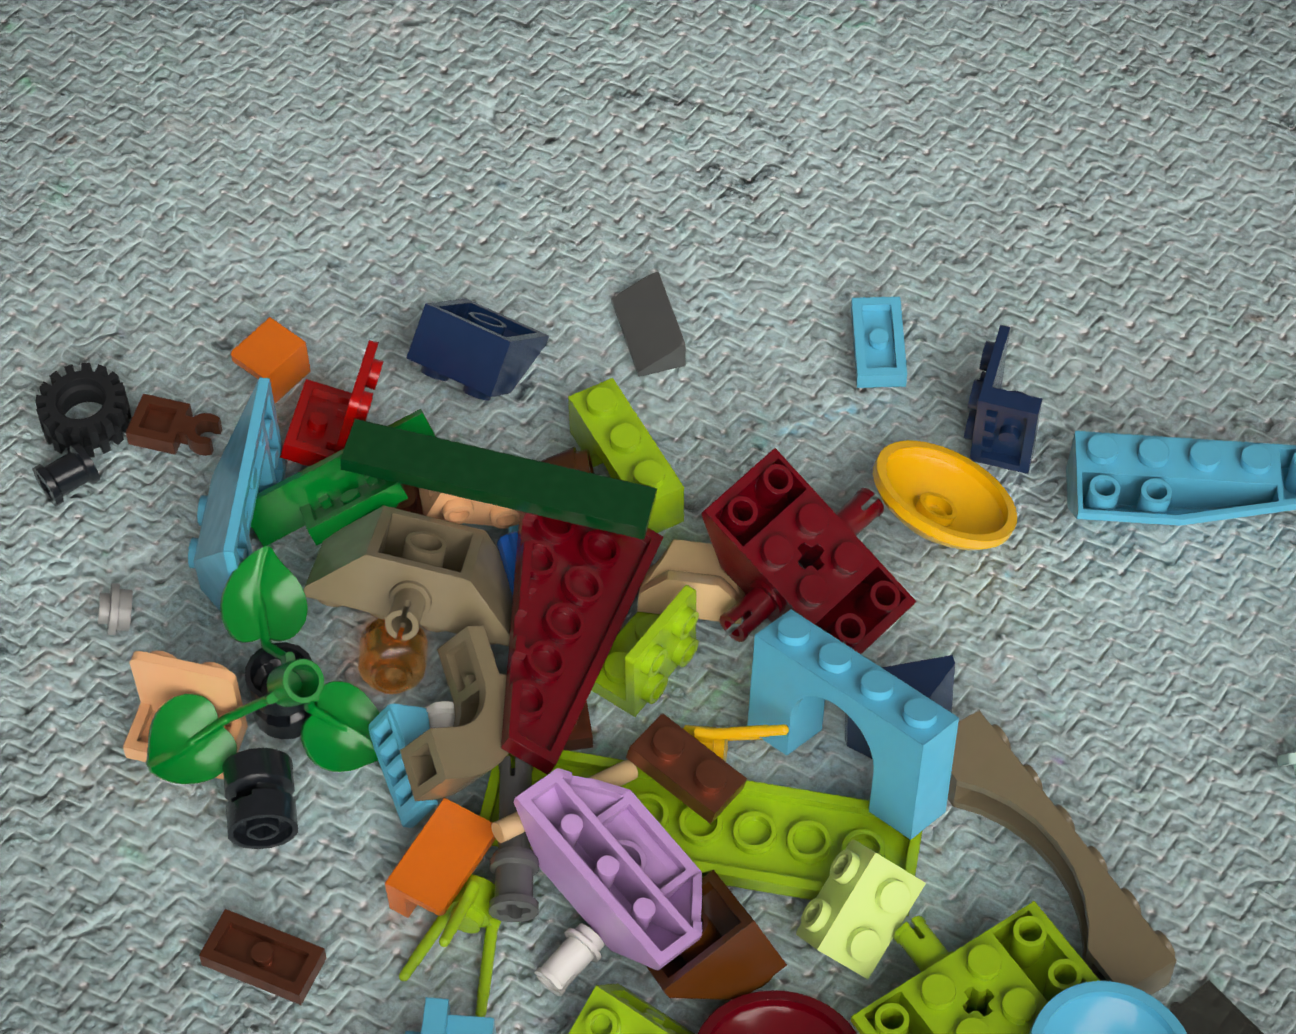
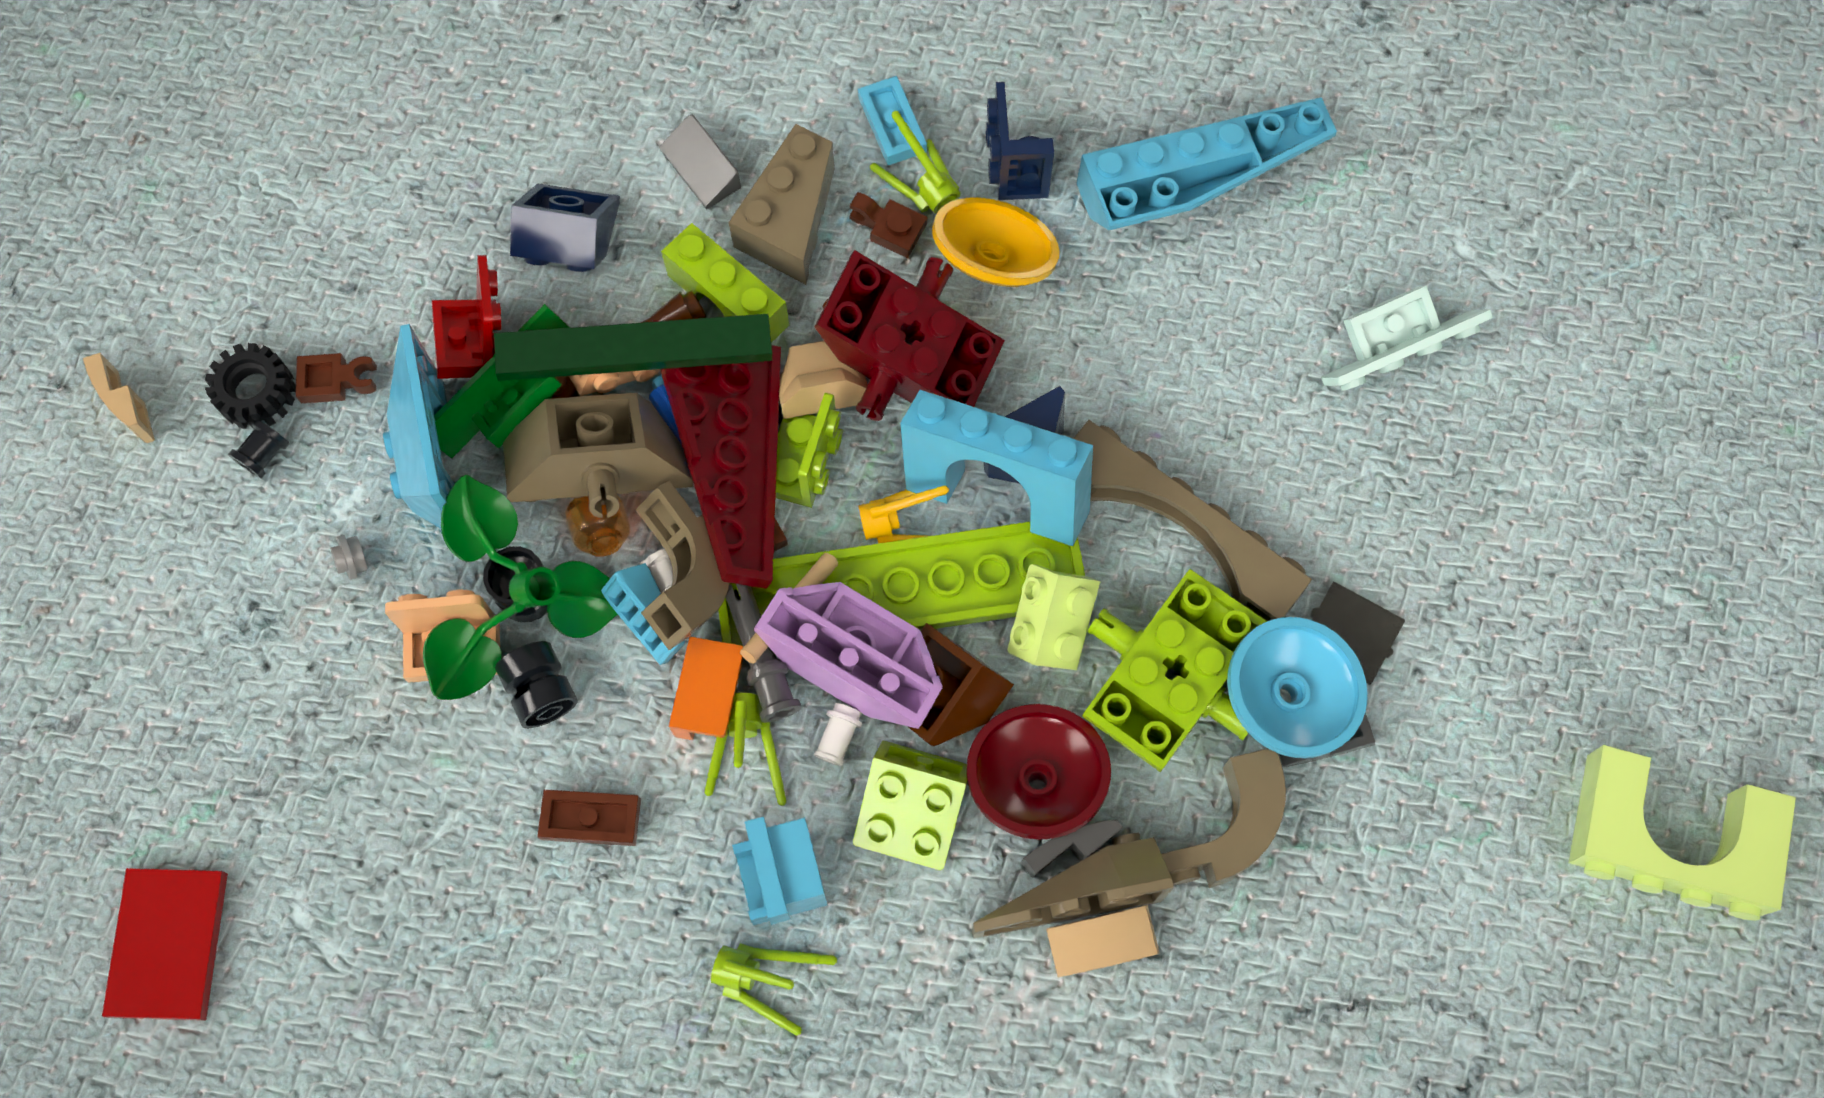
camera: 20 degrees left, 15 degrees up
(274, 354) = (396, 290): orange panel -> none
(686, 768) = (875, 545): copper plate -> none
(726, 393) = (786, 205): none -> dark tan wedge
(836, 452) = (892, 227): none -> copper plate
(898, 419) = (935, 185): none -> lime plant

